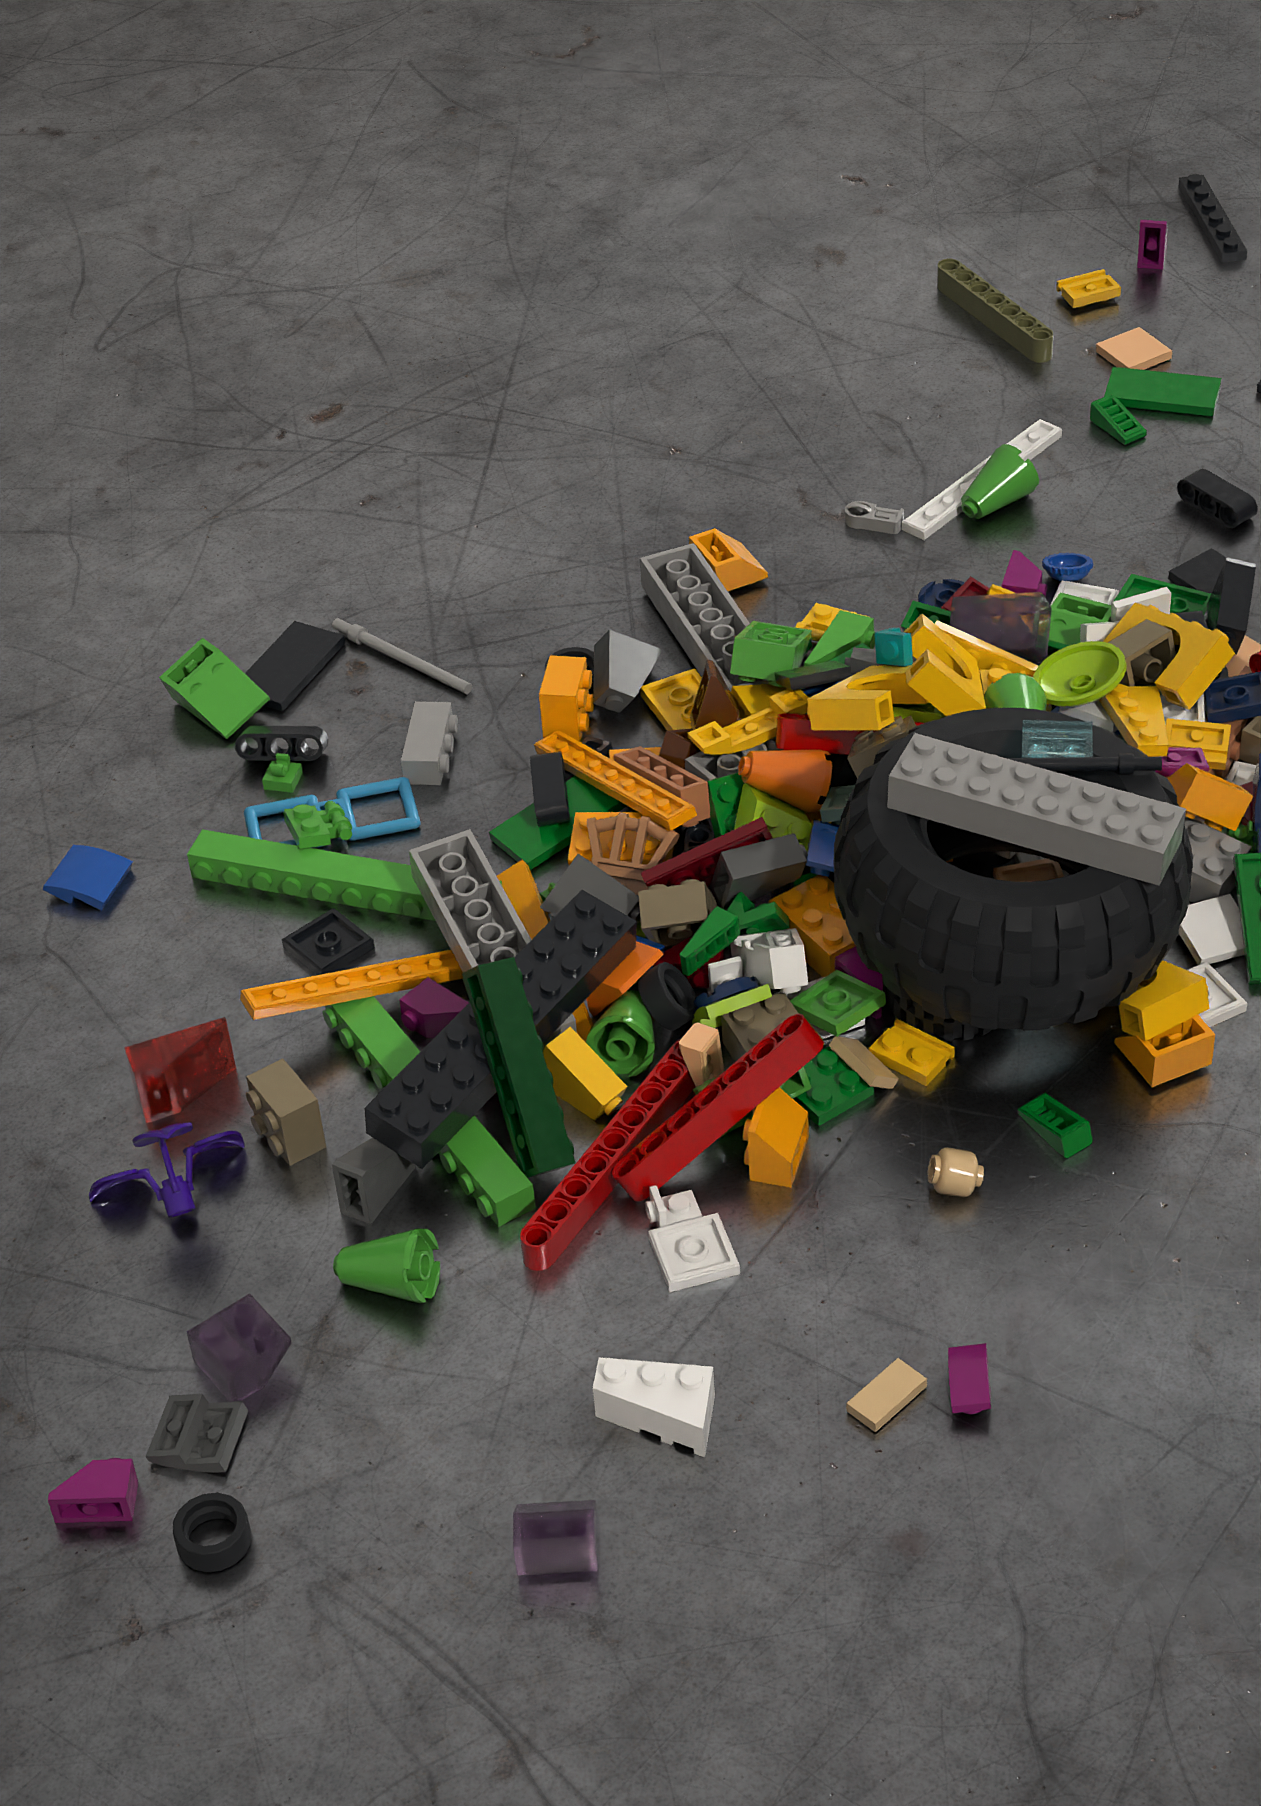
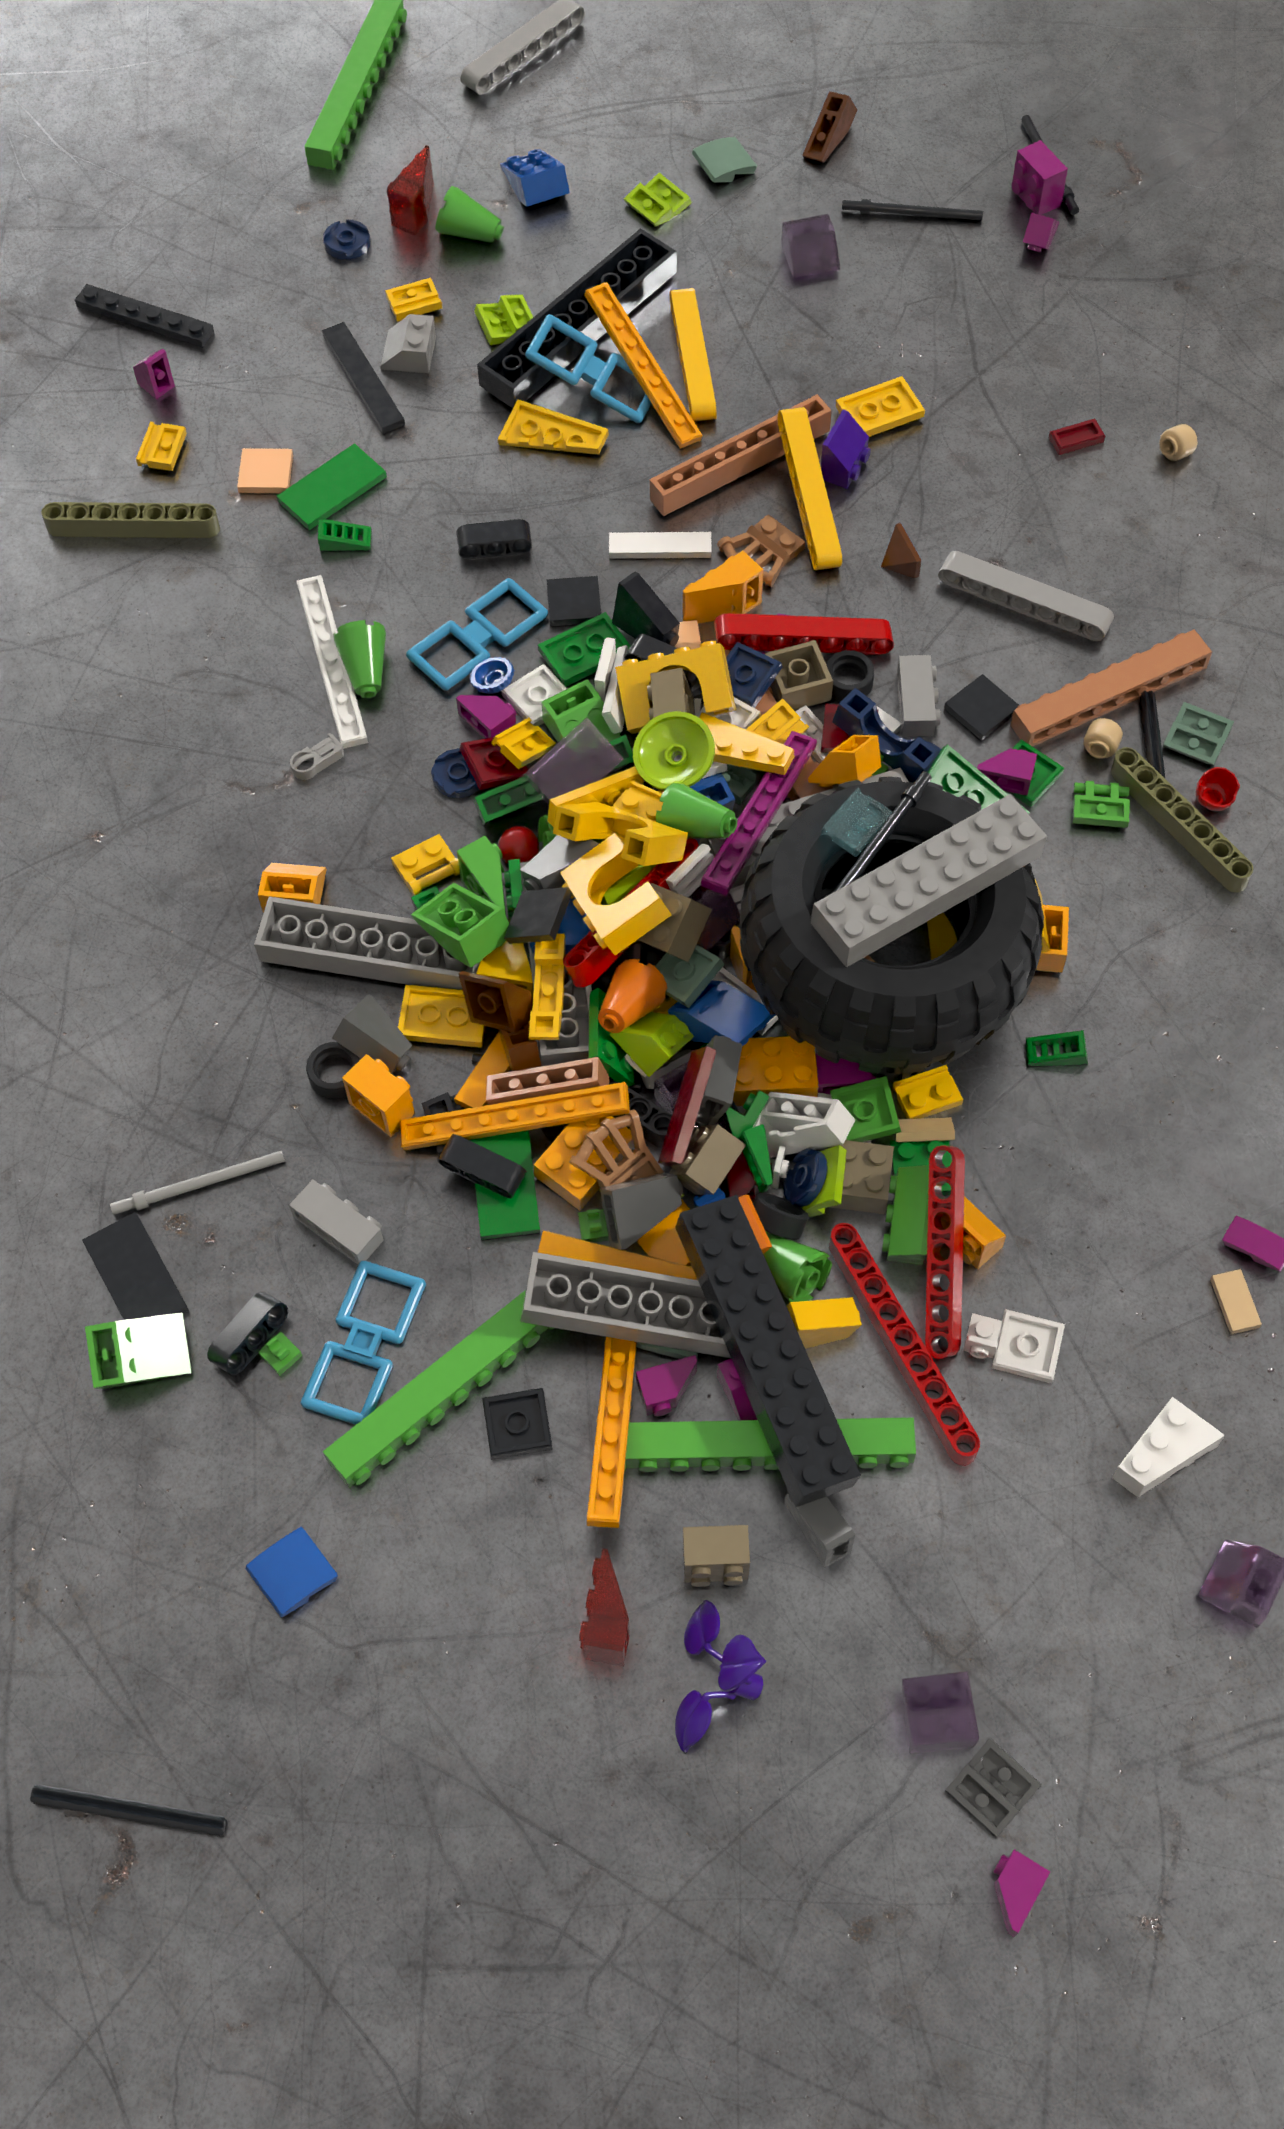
camera: 60 degrees left, 20 degrees up
(205, 1508) = (1128, 1815): black tyre -> none
(316, 827) = (383, 1367): bright green plate -> none
(392, 1265) = (924, 1562): bright green cone -> none
(518, 1067) = (833, 1362): dark green brick -> none
(702, 1053) = (867, 1228): light nougat slope -> none
(893, 647) = (569, 847): teal bracket -> none
(955, 1172) = (1070, 1138): tan head -> none
(1107, 541) = (477, 633): none -> dark azure bar

